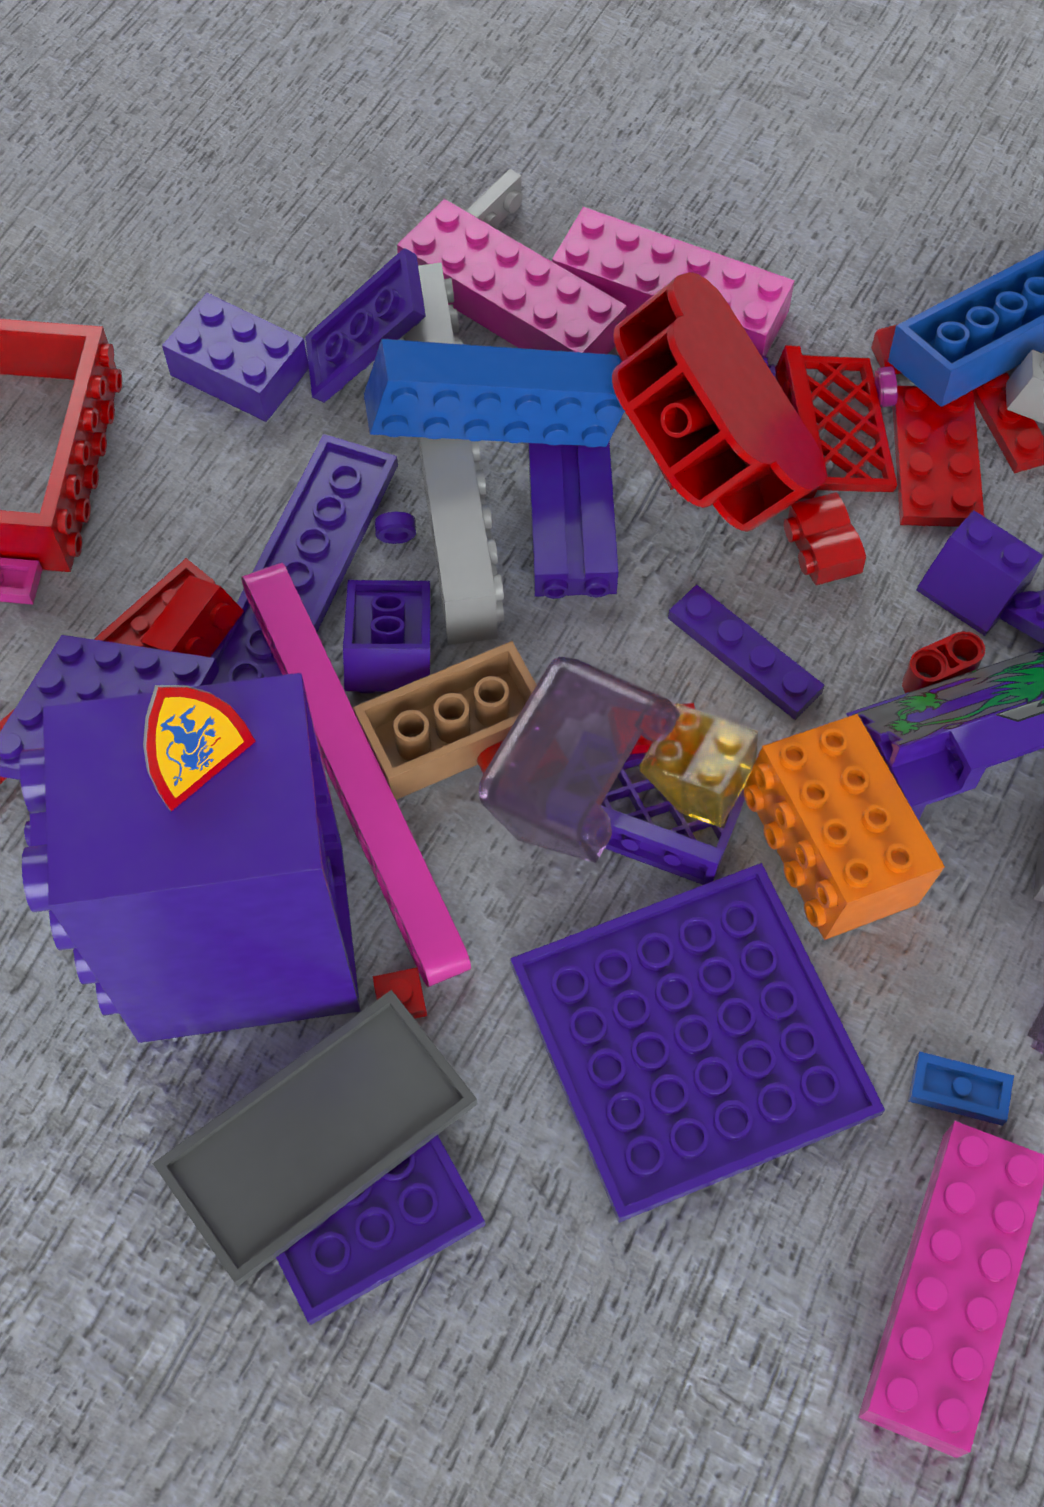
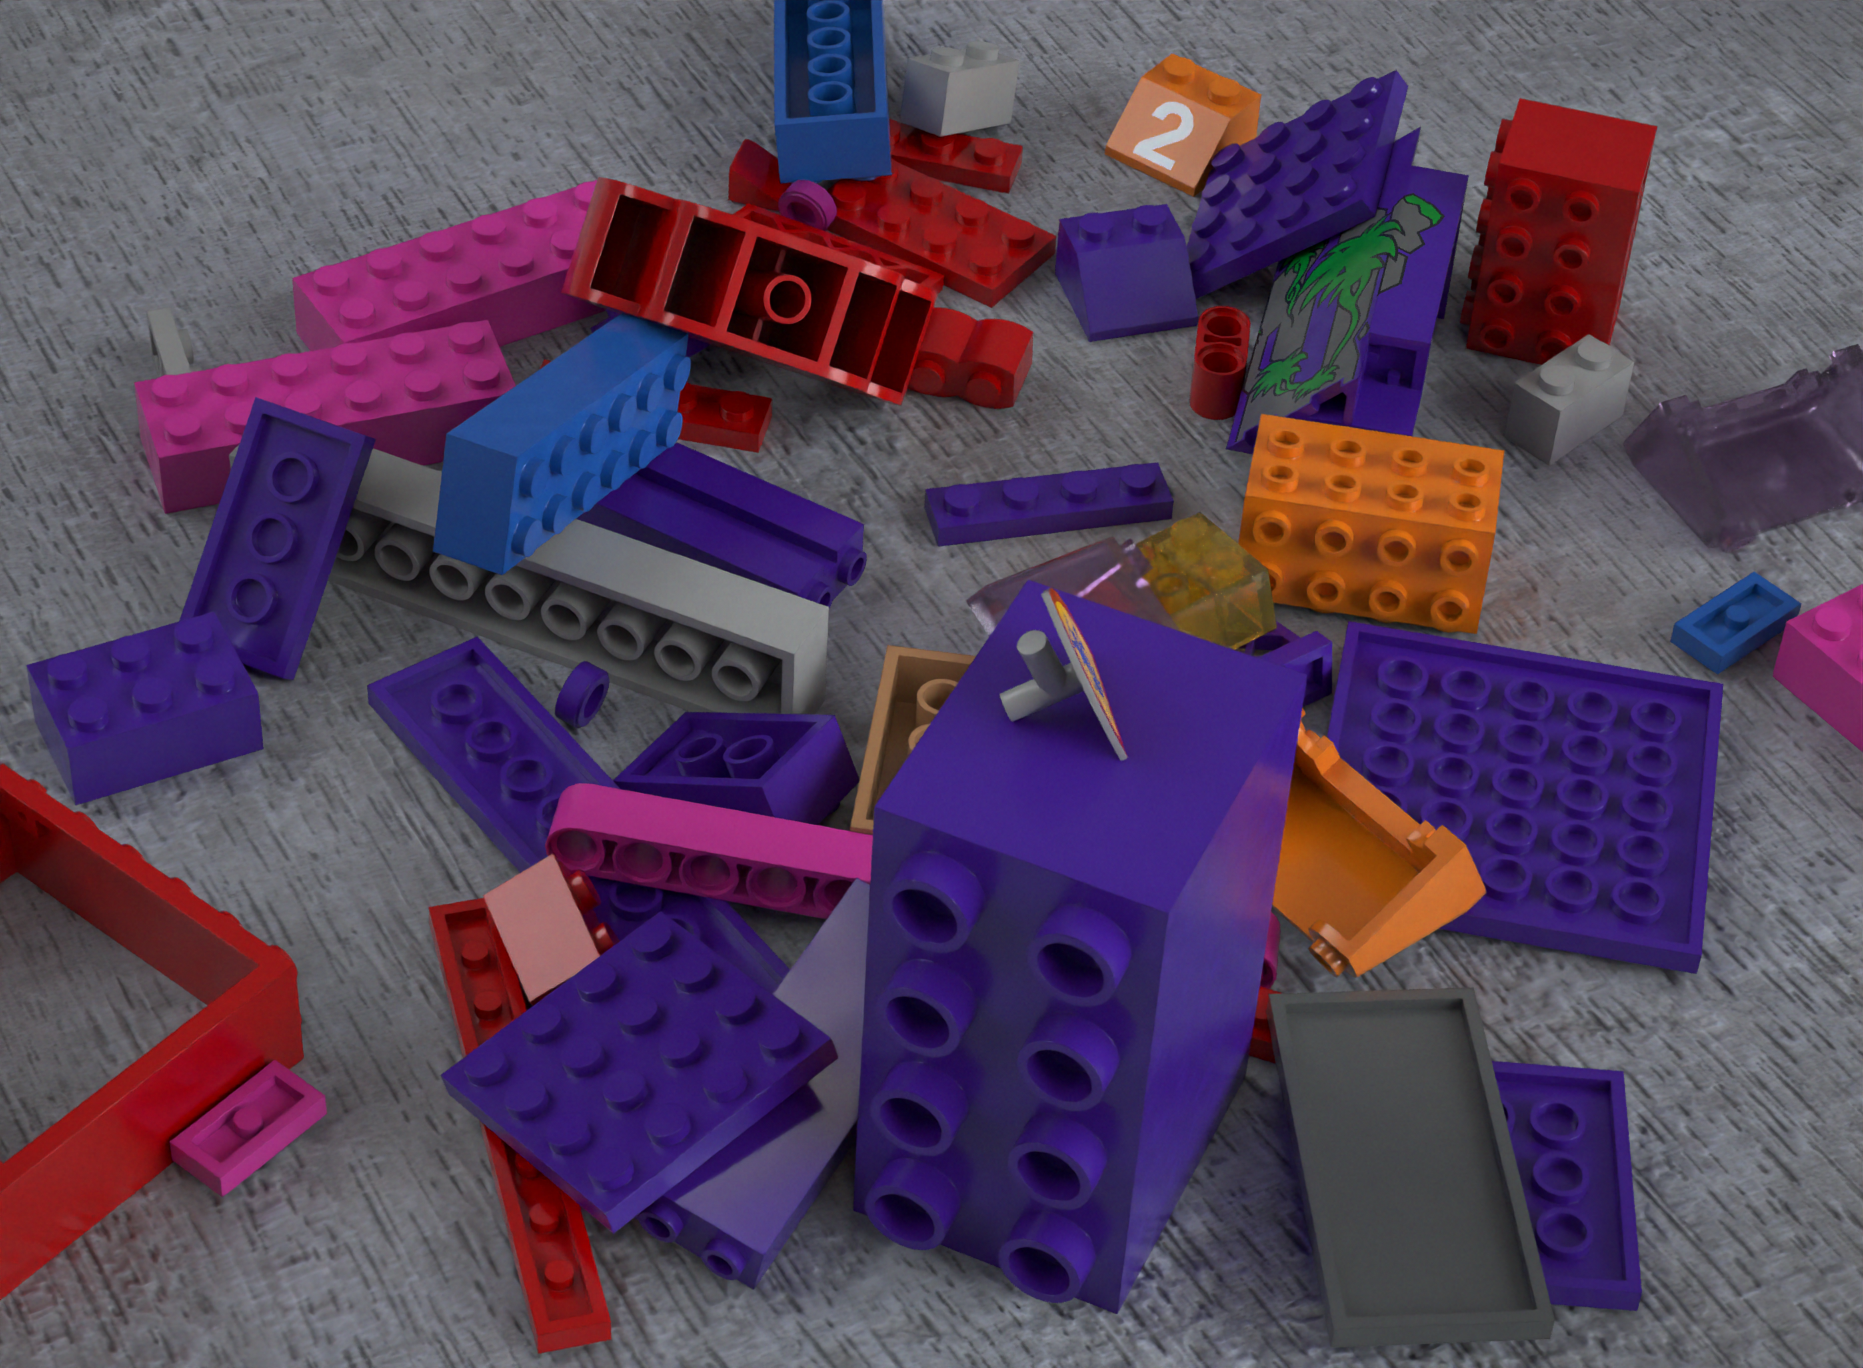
camera: 60 degrees left, 20 degrees down
(533, 957) = (1360, 868): none -> orange windscreen

